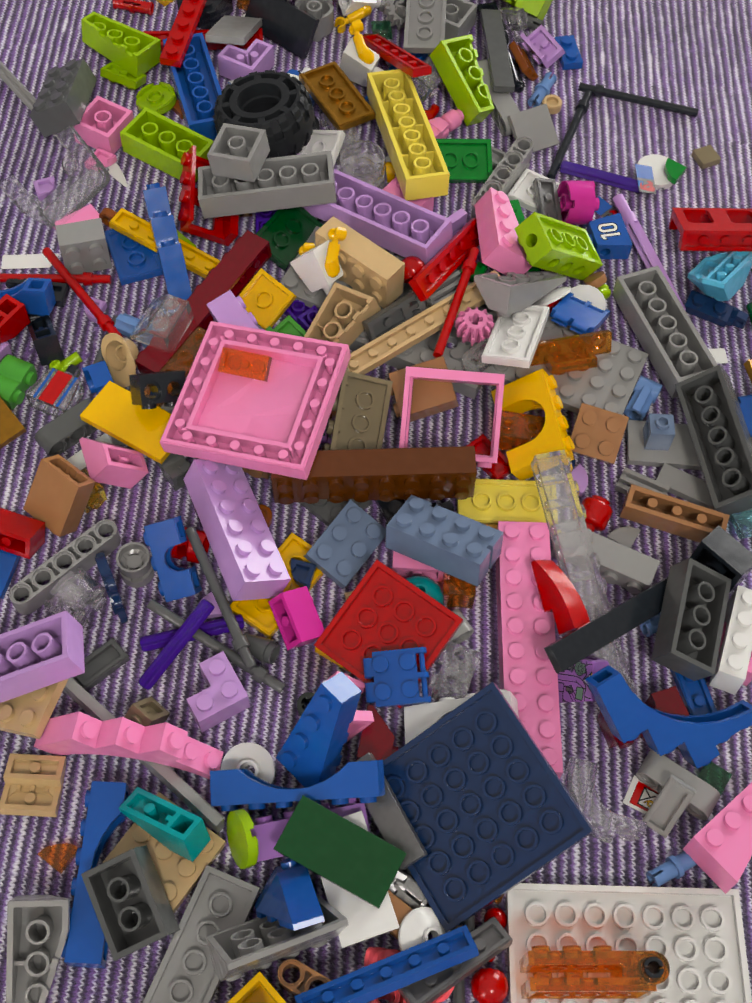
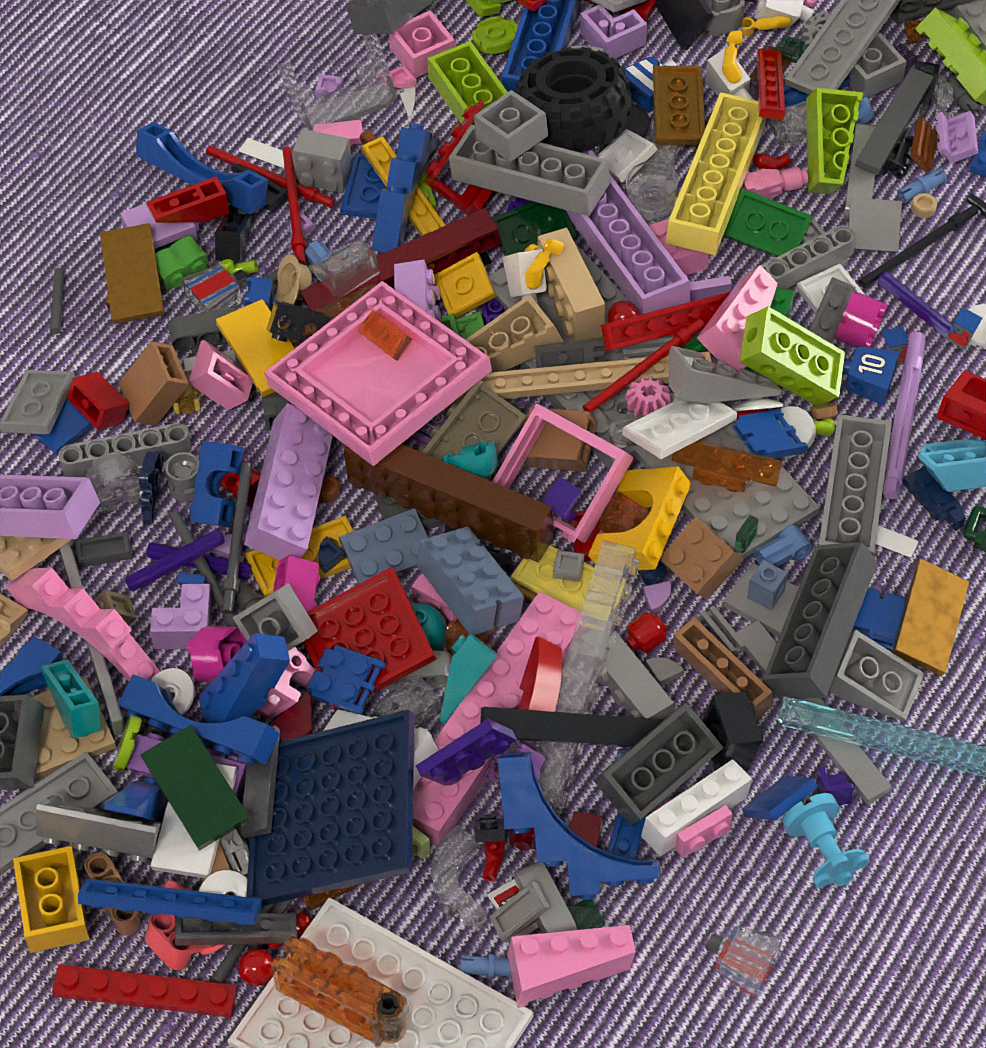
camera: 35 degrees right, 5 degrees down
(201, 655) = (187, 578): none -> blue tile
(272, 710) = (213, 650): none -> dark pink brick
(308, 658) = (278, 616): none -> light grey brick
(376, 434) = (475, 458): none -> teal cylinder
(476, 434) = (562, 498): none -> dark purple panel
(490, 620) = (467, 665): none -> teal slope
(498, 488) = (568, 565): none -> light grey tile
(563, 696) = (466, 753): none -> dark purple plate
(597, 747) = (488, 828): none -> black plate
(608, 760) = (494, 855): none -> red arm
(622, 398) = (746, 534): none -> clear green tile

